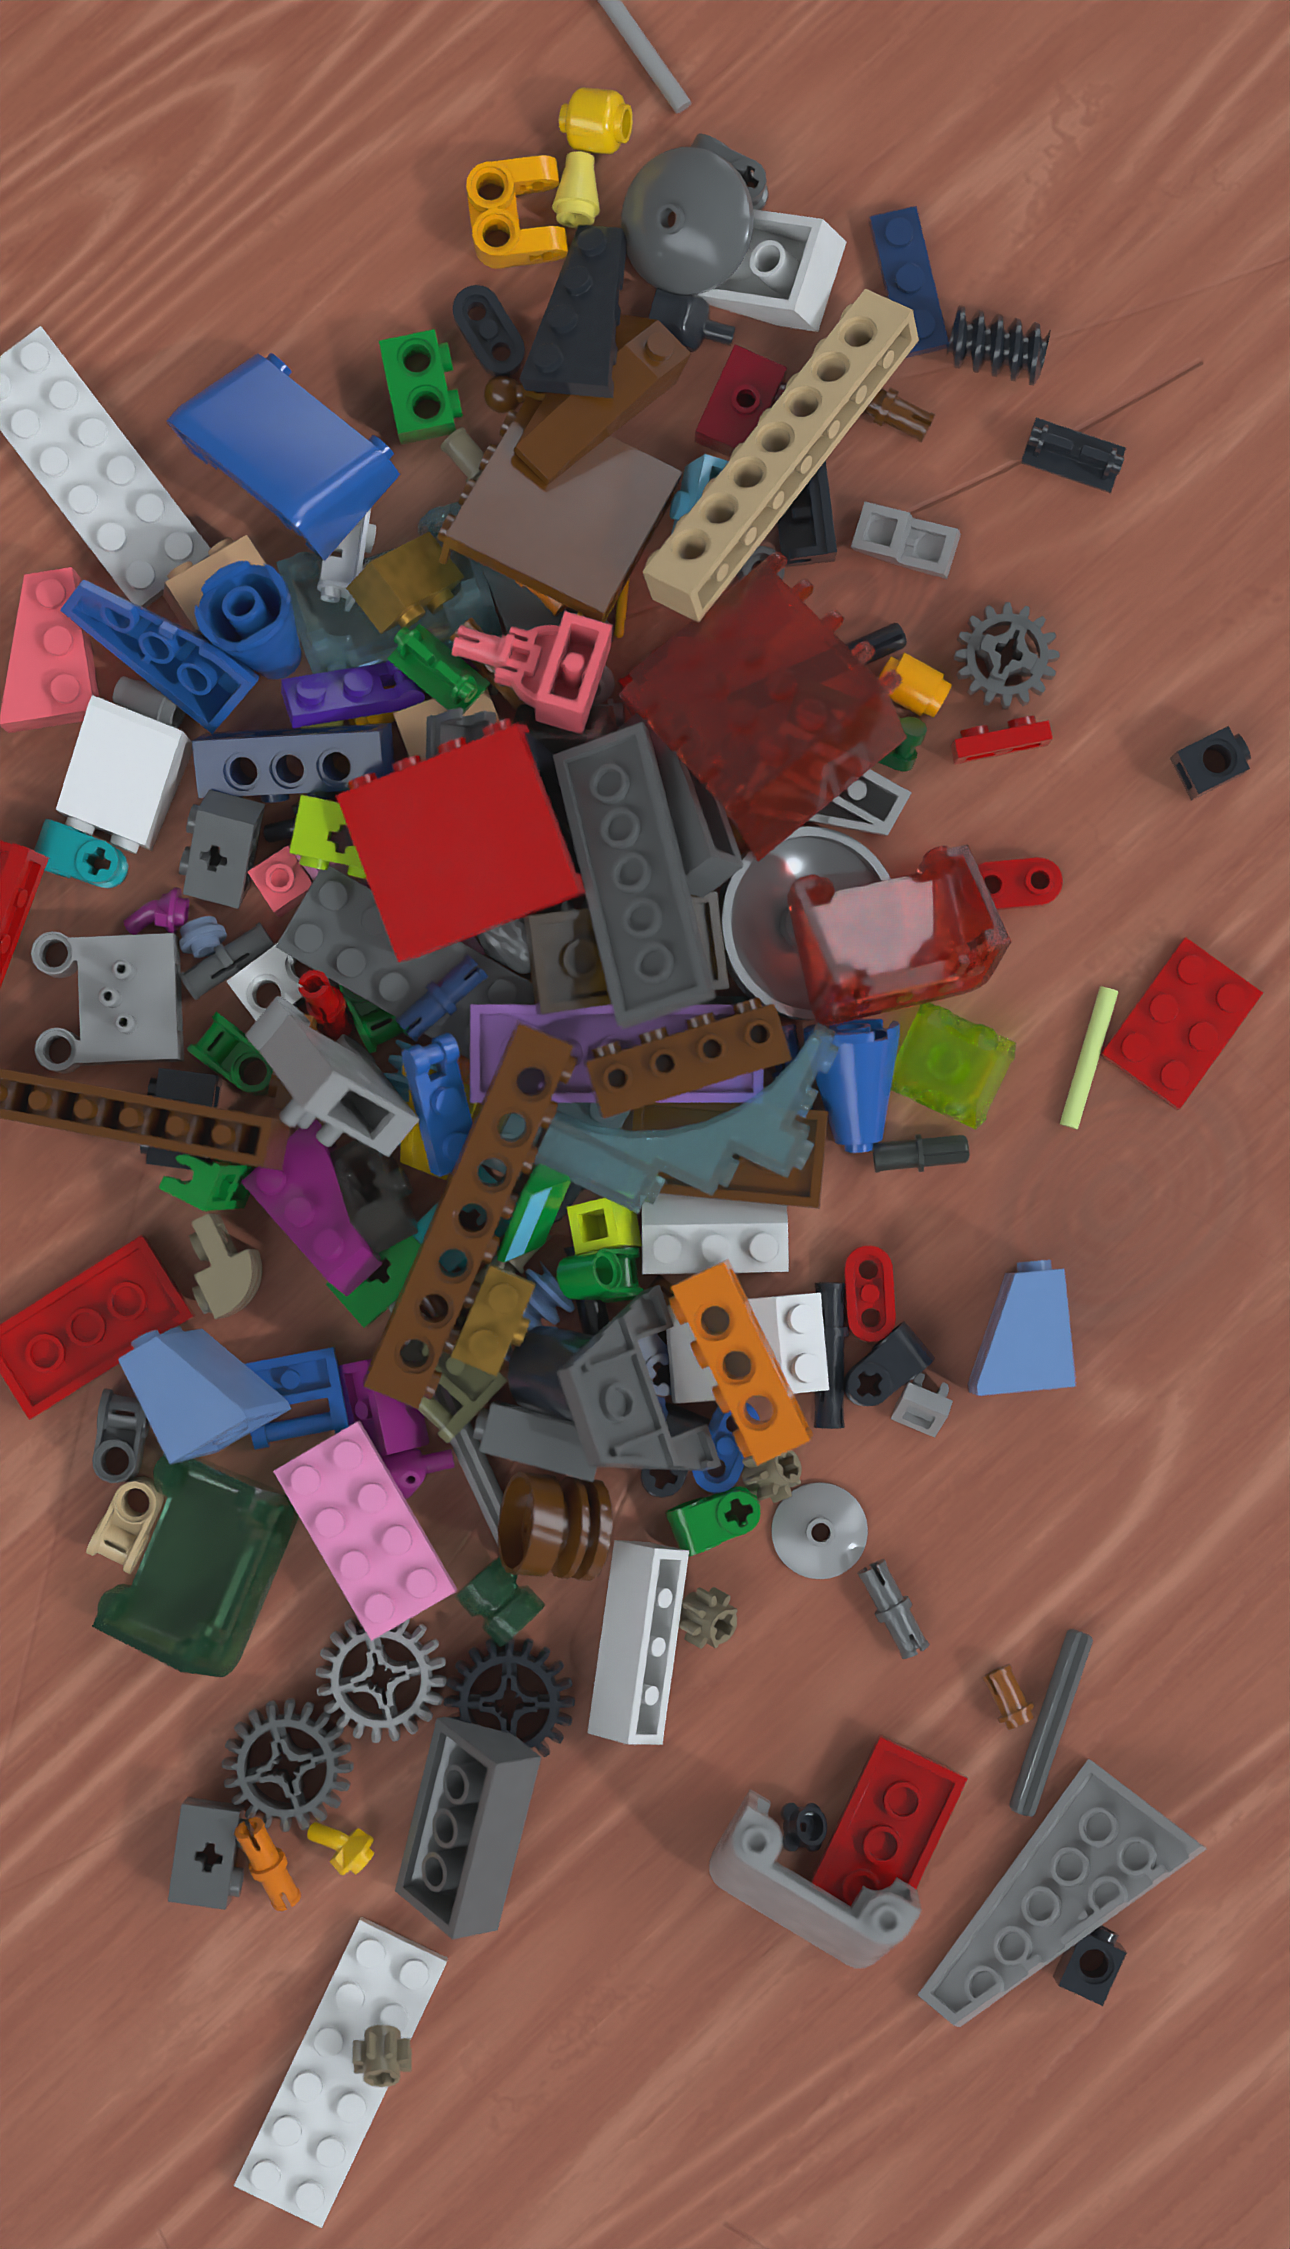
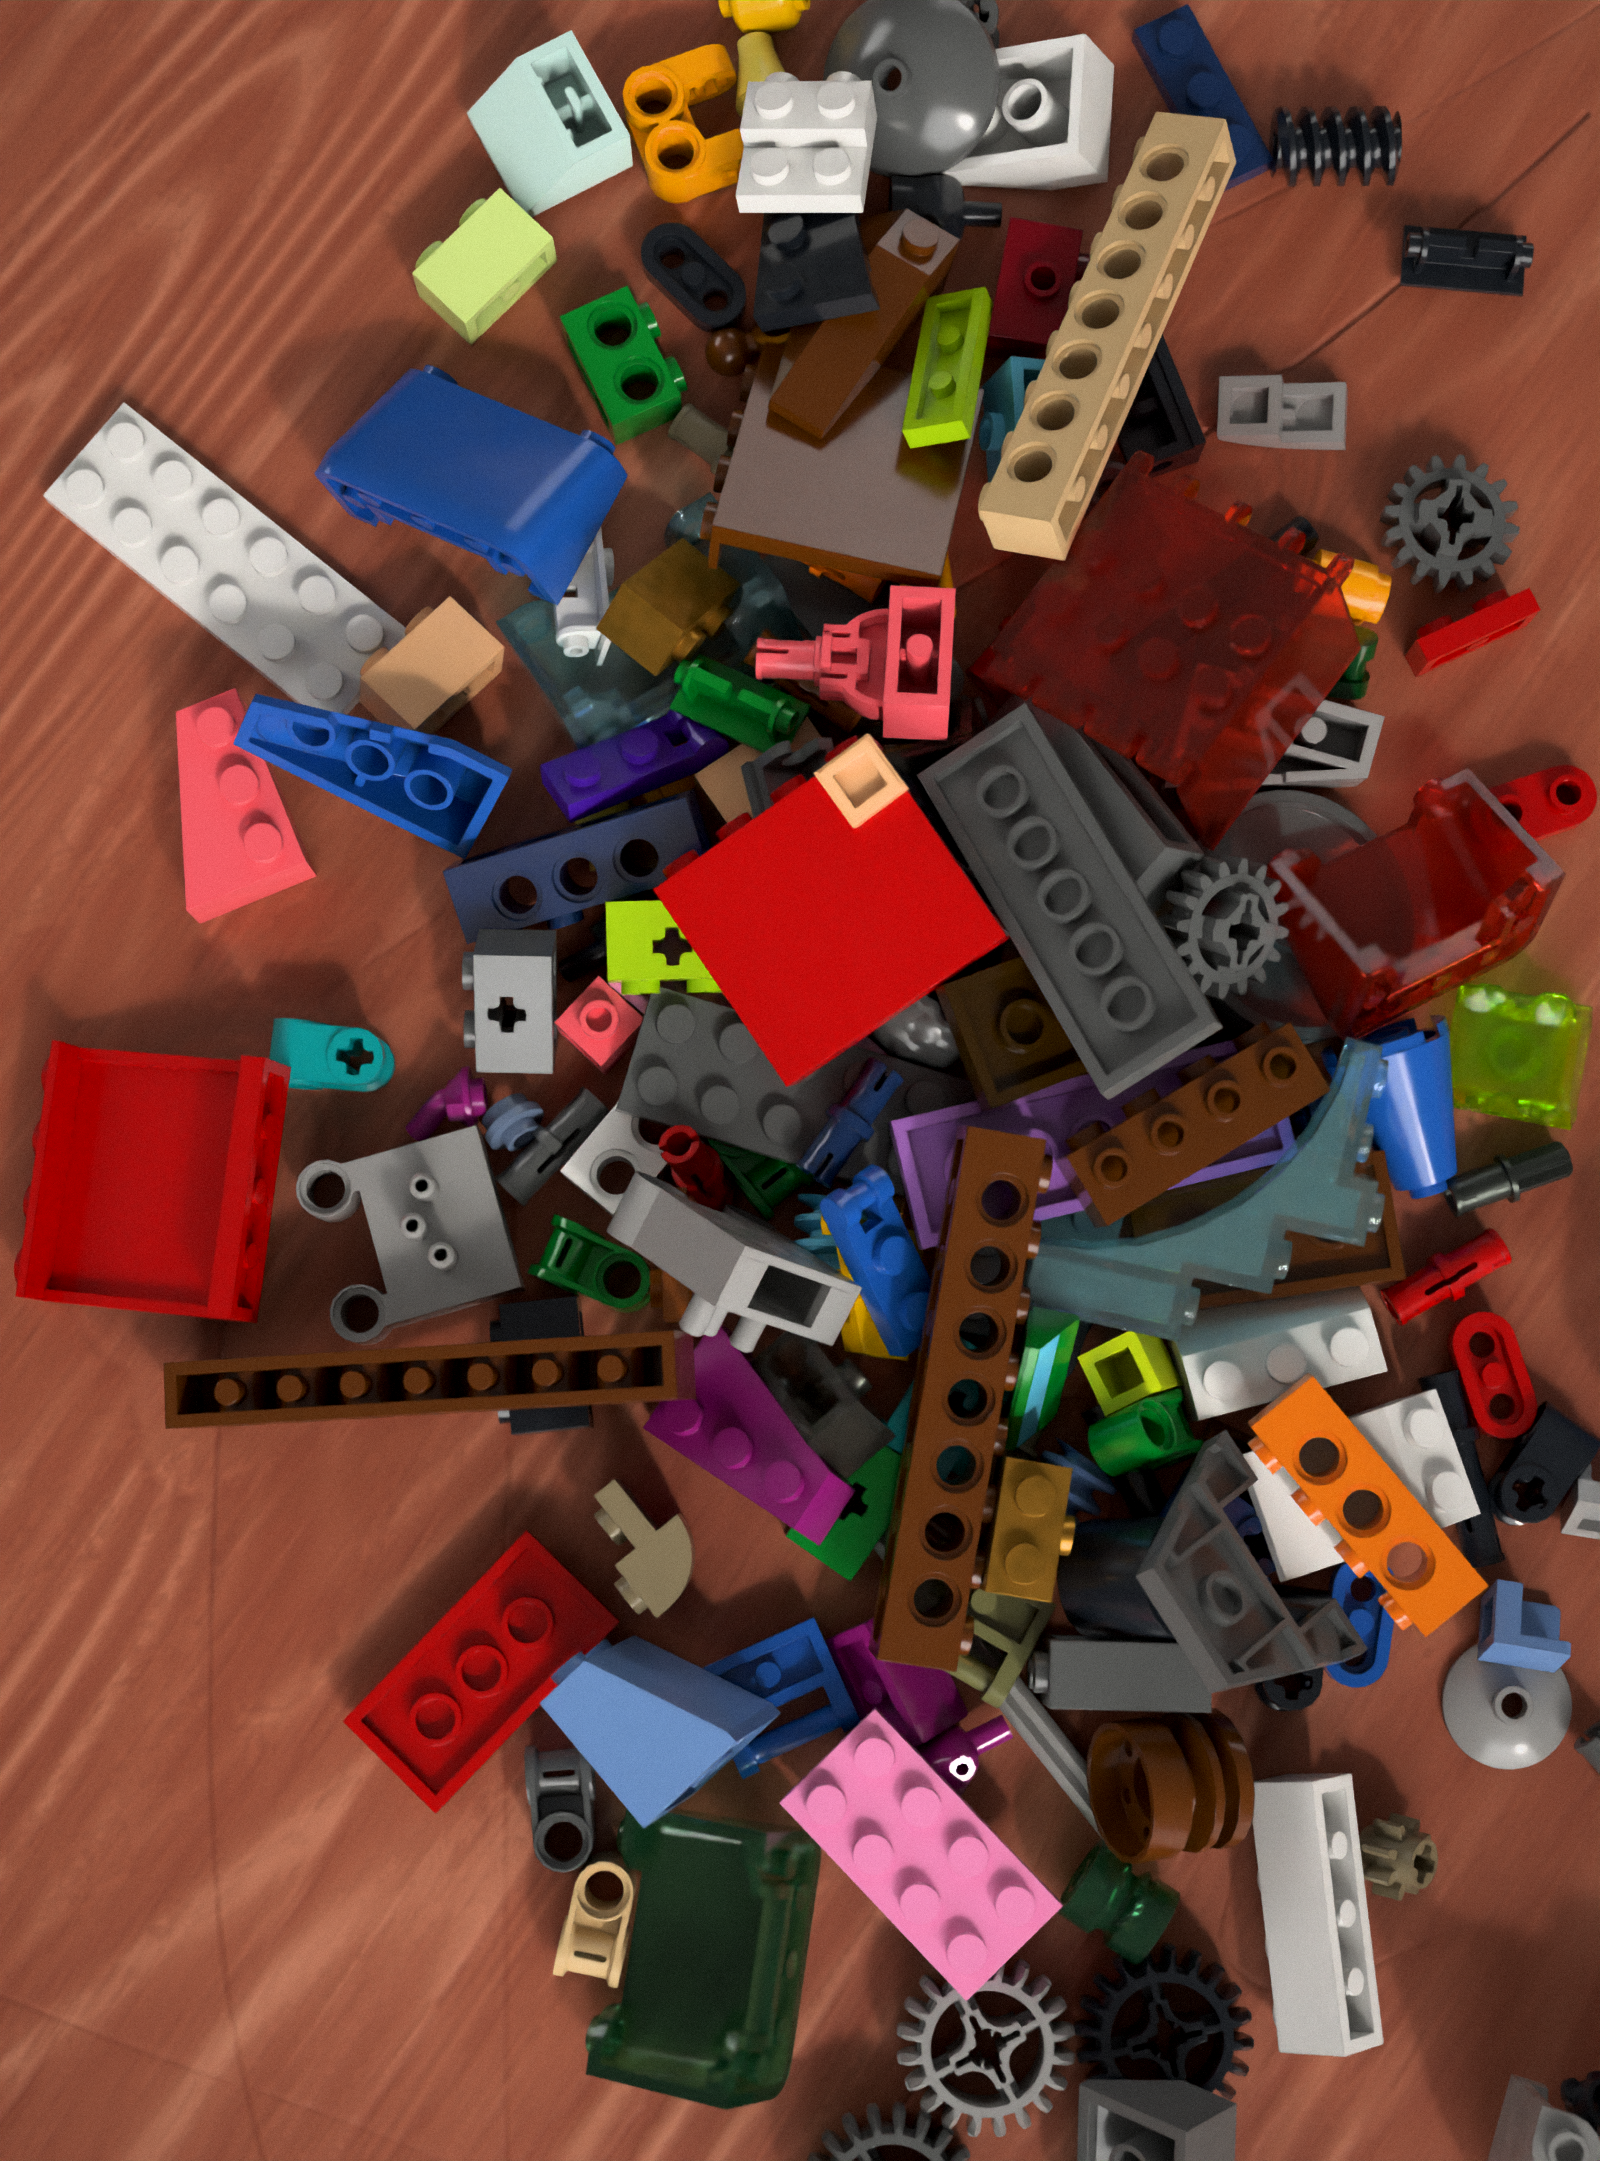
camera: 15 degrees left, 5 degrees down
(123, 775) = (362, 936): white slope -> none
(147, 701) = (373, 841): light grey cone -> none
(213, 1184) = (610, 1439): green hinge -> none
(251, 618) = (482, 692): blue cone -> none
(333, 284) = (484, 265): none -> yellowish green brick
(407, 190) = (551, 126): none -> light aqua slope
(501, 755) = (861, 781): none -> light nougat tile
(592, 255) = (806, 144): none -> white plate
(656, 451) = (948, 368): none -> lime plate
(704, 1522) = (1358, 1729): green piece -> none
(748, 921) = (1226, 923): none -> dark grey gear
(772, 1477) = (1431, 1655): dark tan gear -> none
(840, 1480) = (1519, 1630): none -> medium blue panel
(855, 1214) = (1445, 1276): none -> red pin
(899, 414) = (1235, 260): reddish brown pin -> none

